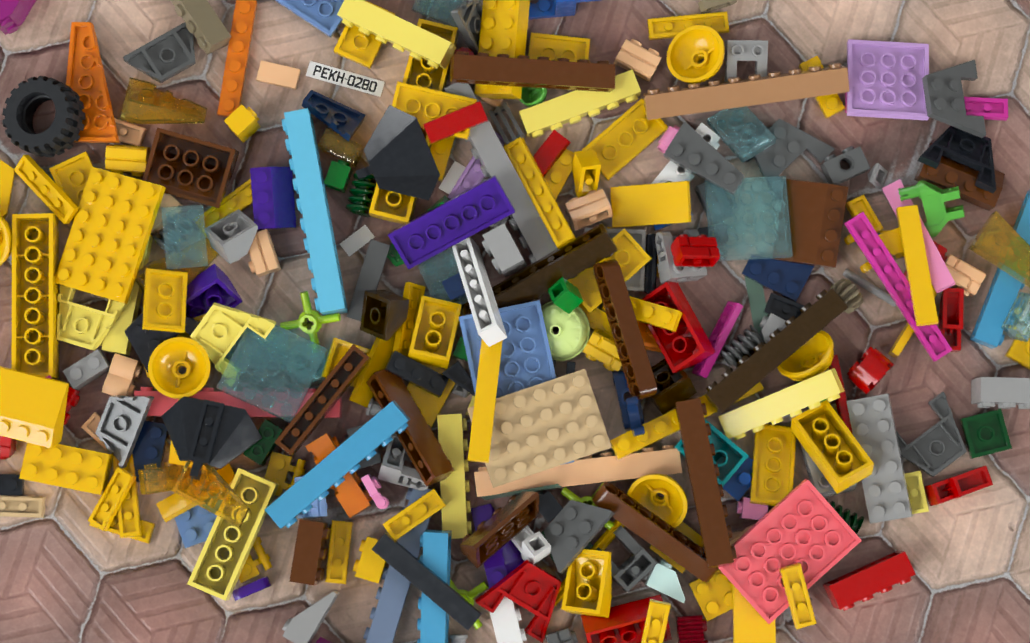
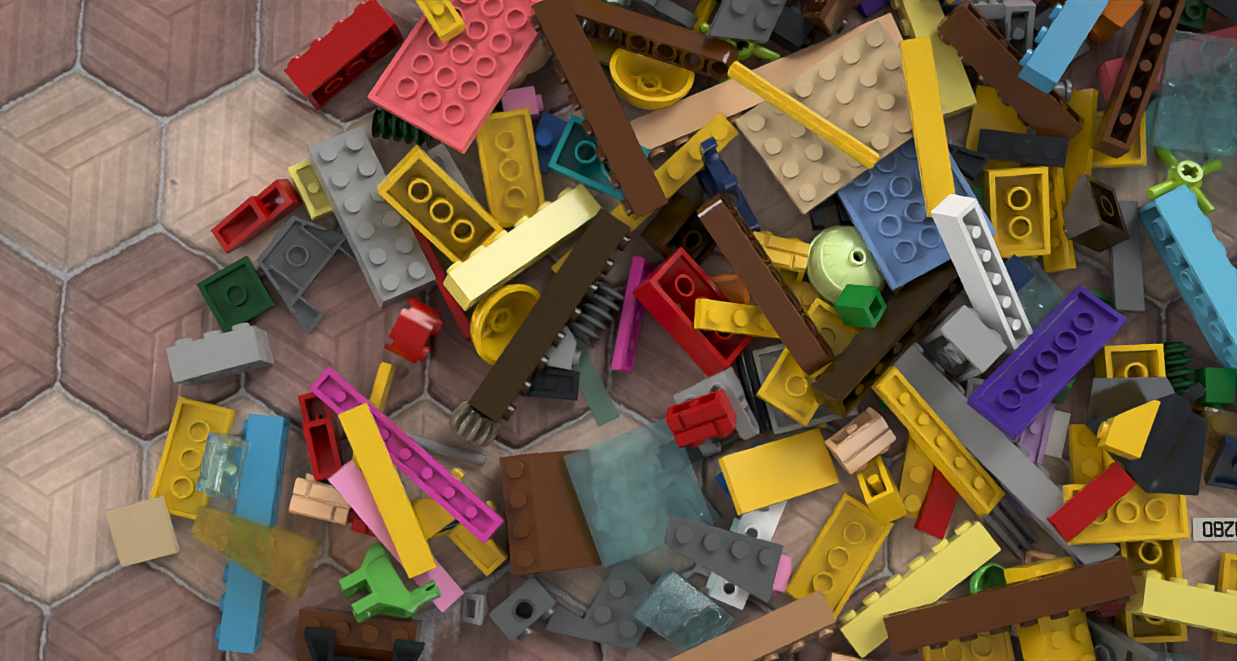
camera: 165 degrees right, 0 degrees up
(357, 240) = (1156, 310): white sticker -> none
(417, 160) = (1128, 431): none -> yellow slope
(567, 435) = (803, 115): none -> yellow axle
(779, 276) = (571, 427): dark blue wing -> none

